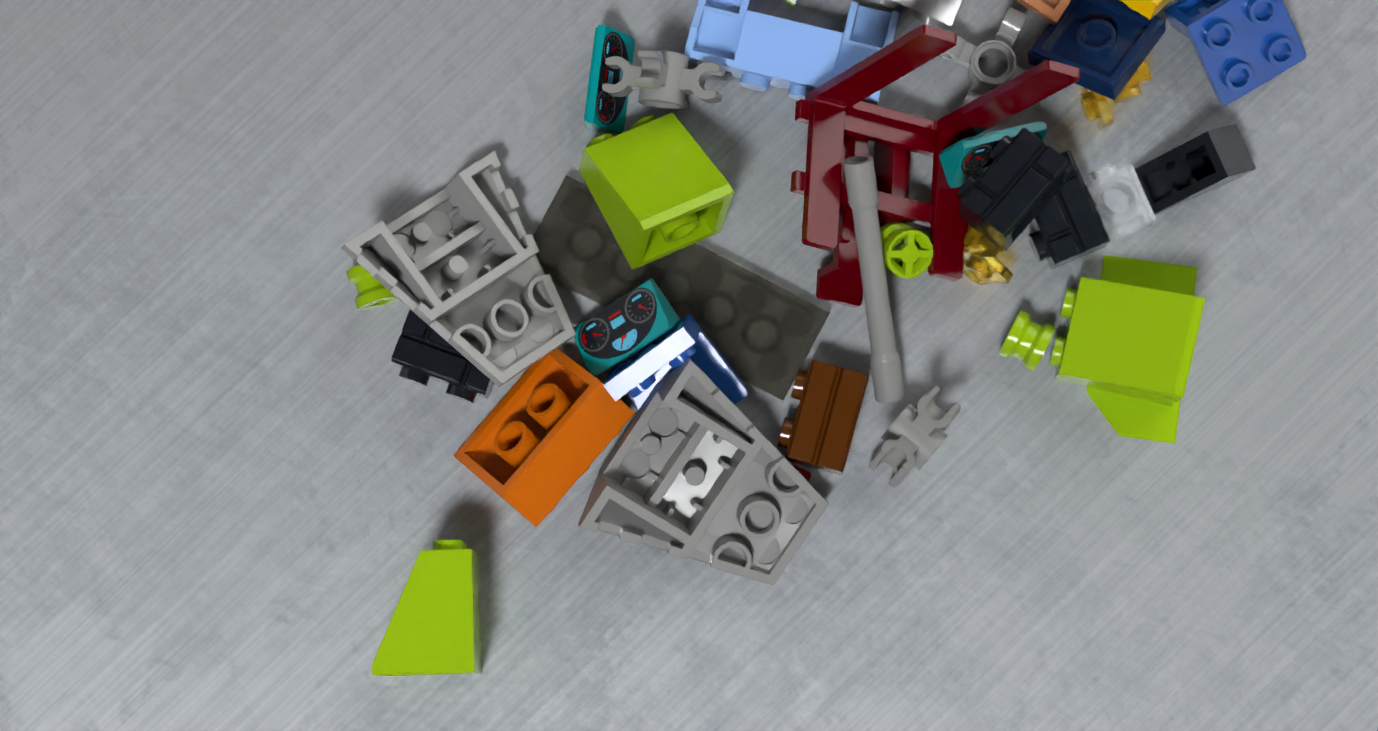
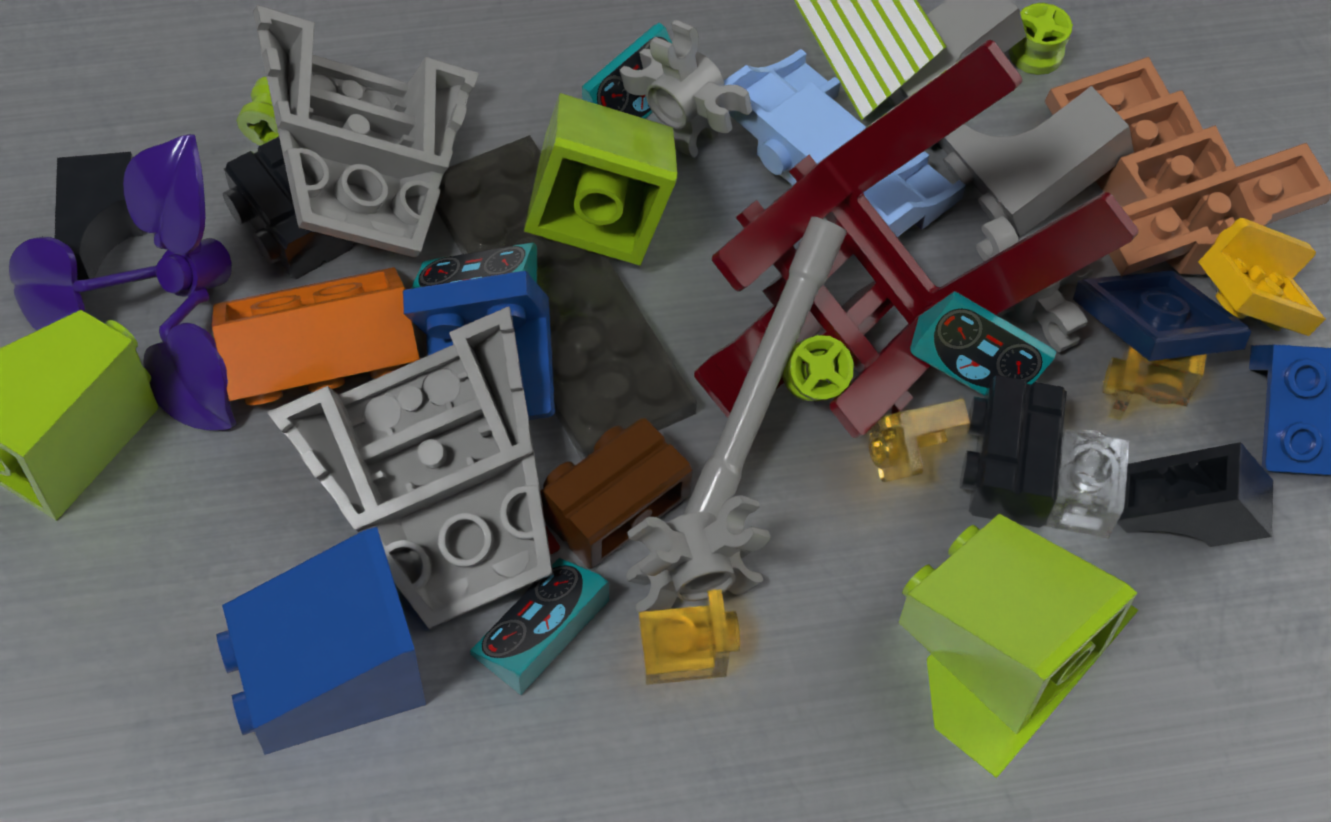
camera: 25 degrees right, 25 degrees down
(319, 442) = (92, 208): none -> black arch
(426, 444) = (165, 199): none -> dark purple plant
(727, 651) = (321, 647): none -> blue slope
(839, 536) = (542, 624): none -> slope
(937, 486) = (688, 641): none -> clear yellow bracket
(1012, 188) = (980, 370): black brick -> none
(1026, 340) = (892, 552): lime wheel -> none

